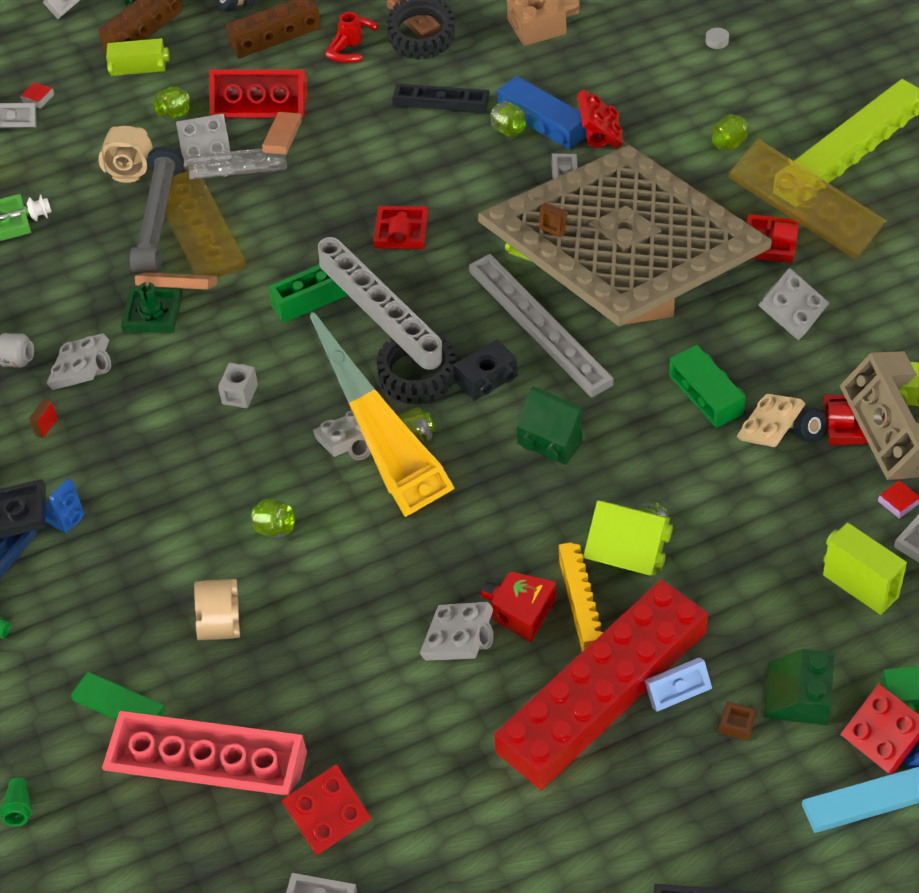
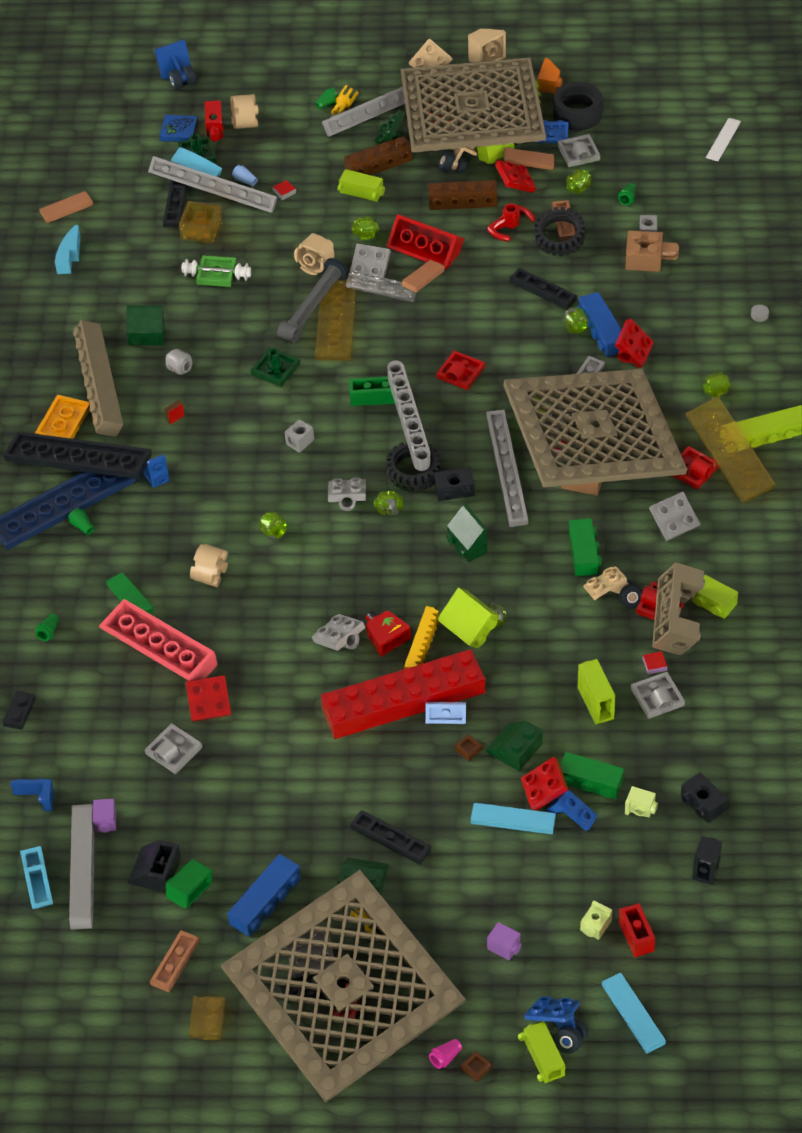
camera: 25 degrees right, 0 degrees up
(80, 362) = (214, 384): light grey plate -> none
(177, 280) = (300, 353): nougat tile -> none
(402, 460) = (366, 519): yellow plate -> none
(553, 219) = (543, 402): reddish brown tile -> none

